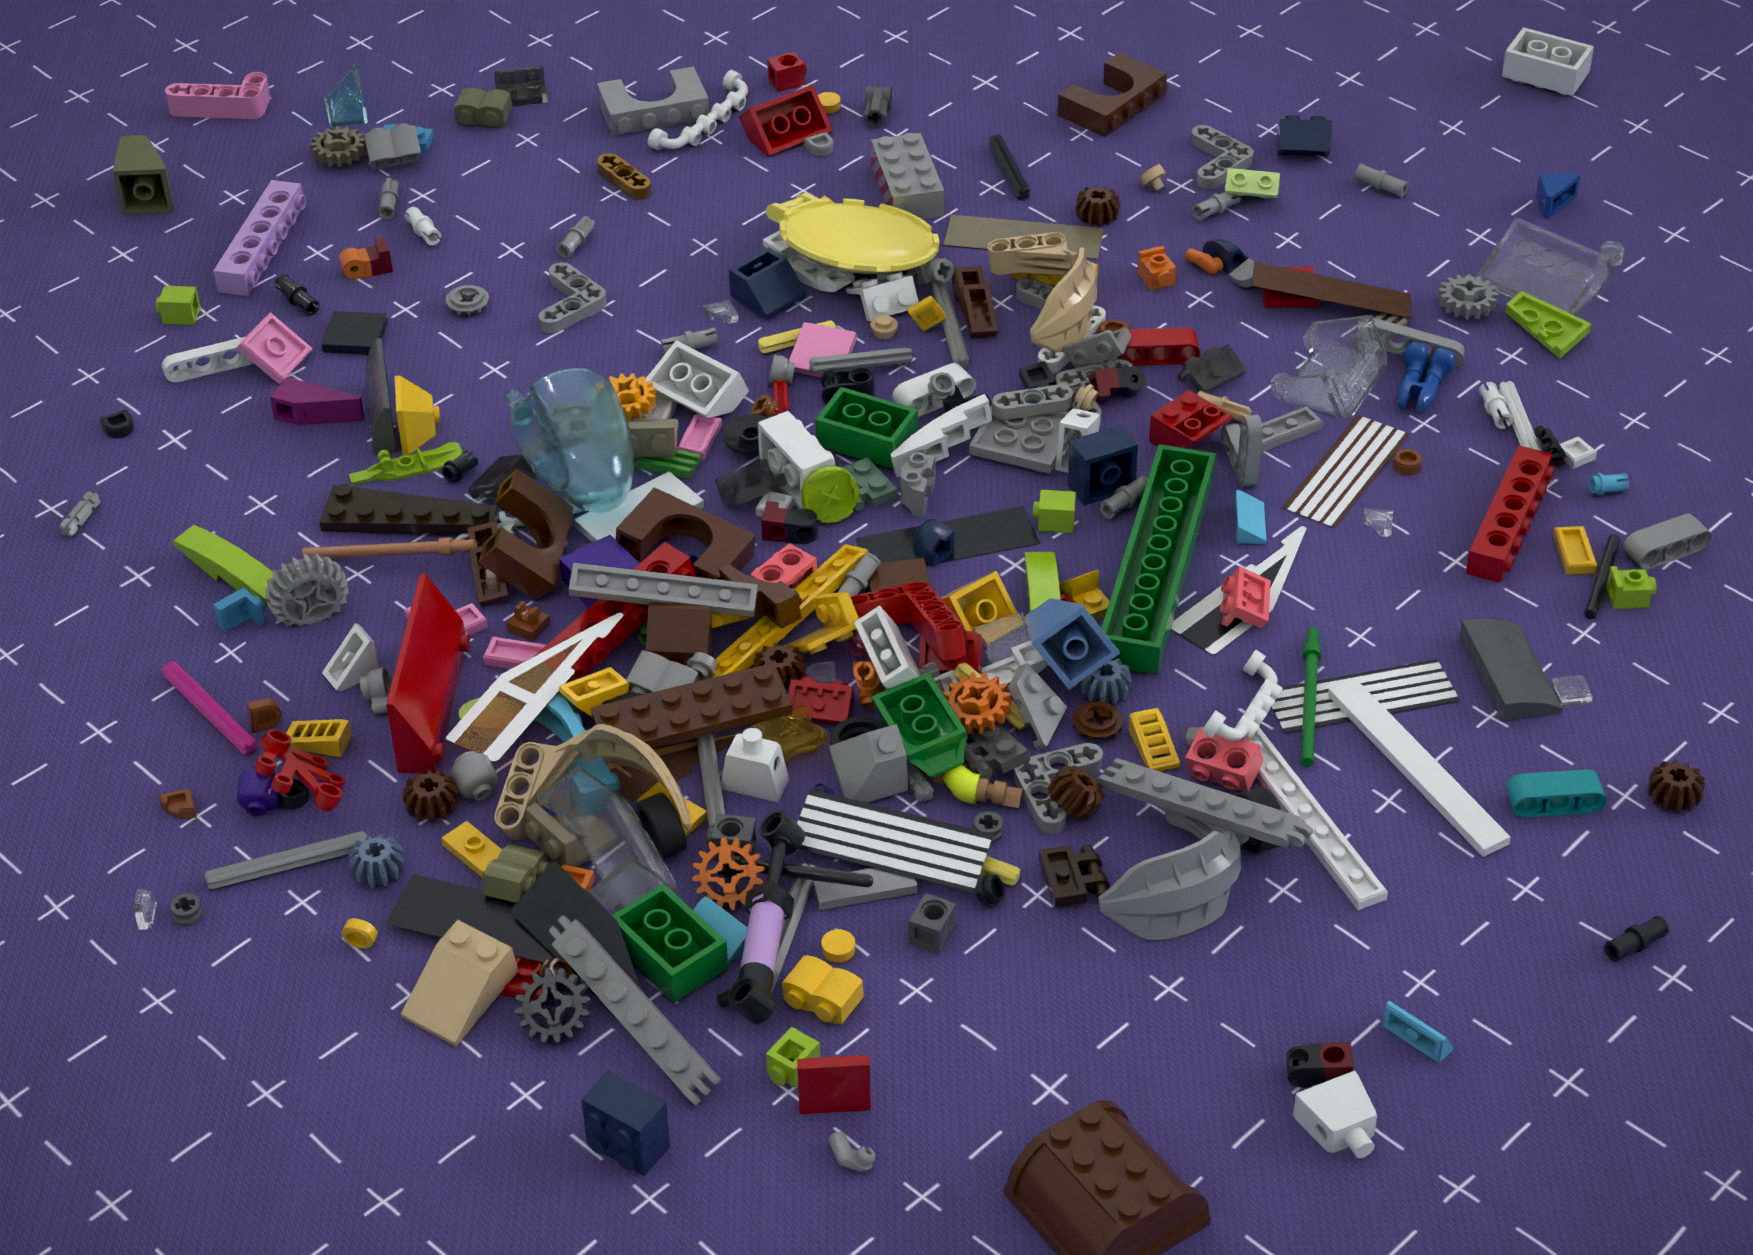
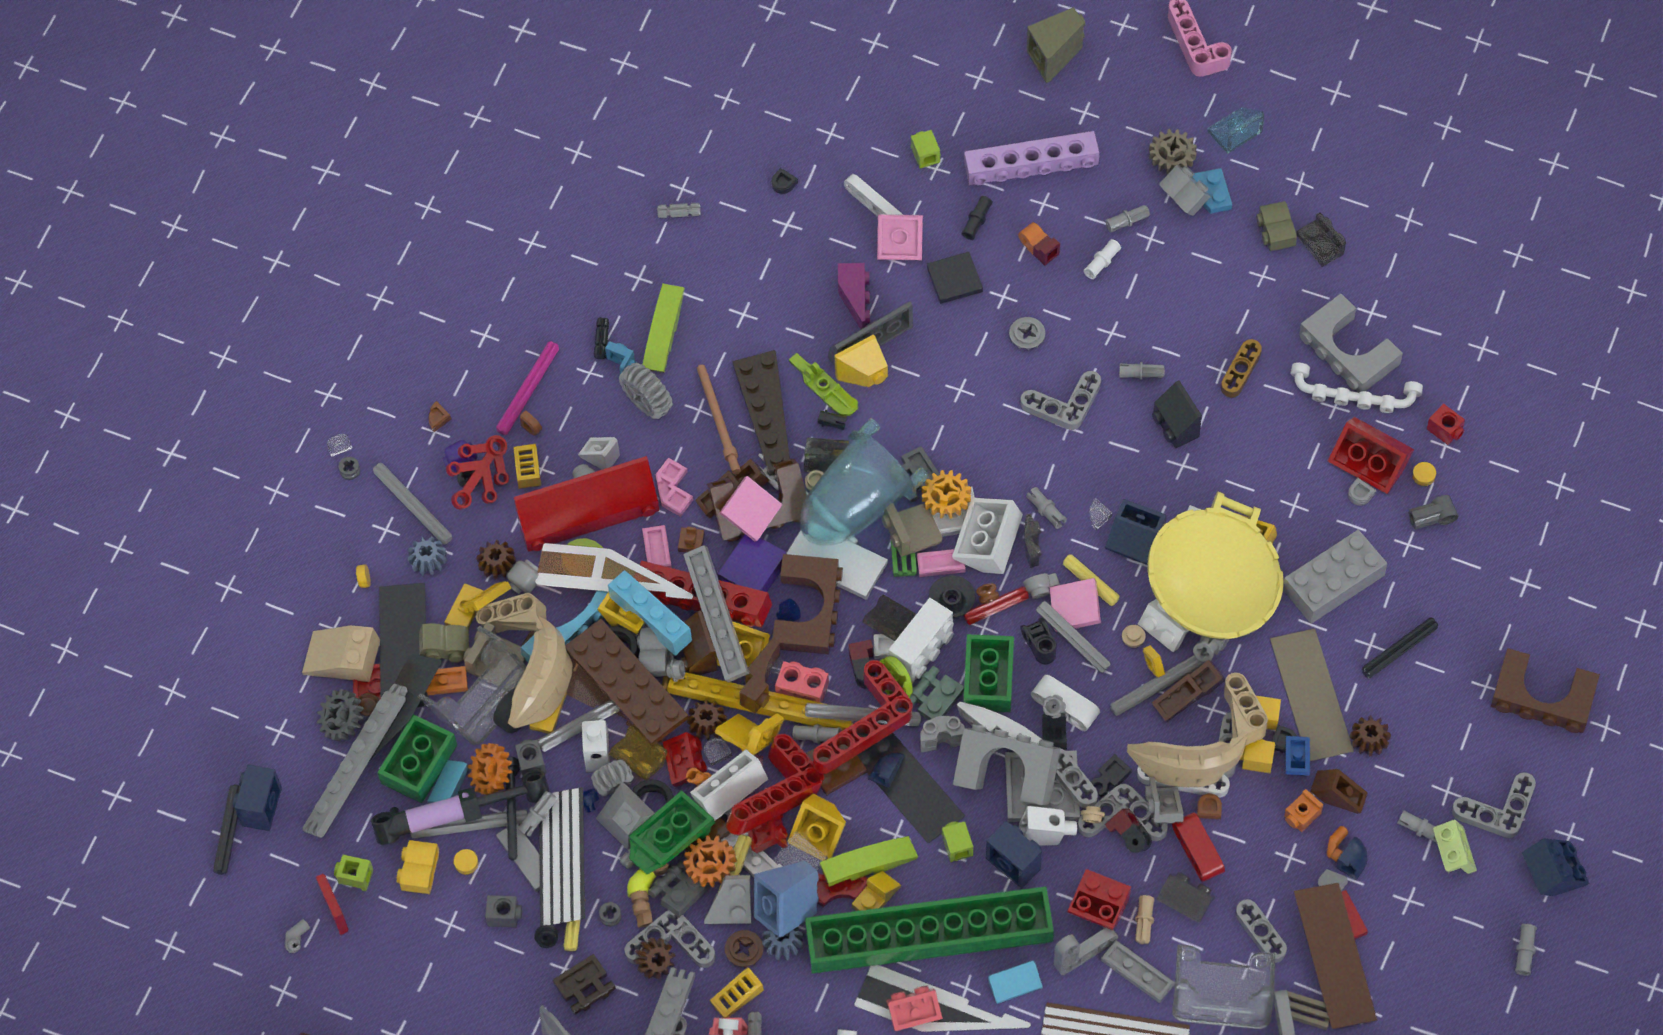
camera: 70 degrees right, 20 degrees up
(195, 624) = (601, 338): none -> black axle
(483, 806) = (486, 596): none -> yellow tile
(541, 533) = (750, 508): none -> bright pink tile
(587, 654) = (664, 623): none -> medium azure arch
(644, 1187) = (227, 833): none -> black axle
(652, 216) = (1177, 416): none -> black slope
(735, 360) = (1031, 539): none -> clear smoke slope
(810, 762) = (610, 776): none -> light grey gear
(818, 842) = (537, 813): none -> light grey axle
(856, 534) = (849, 713): none -> light grey axle
(873, 496) = (867, 724): none -> red beam
(1008, 398) = (1038, 759): none -> light grey arch
(1101, 249) = (1297, 755): none -> blue slope
(1124, 497) = (995, 883): light grey pin -> none
(1143, 236) = (1338, 790): none -> reddish brown slope
(1153, 176) = (1434, 764): tan tile -> none
(1258, 337) = (1256, 913): none -> light grey beam

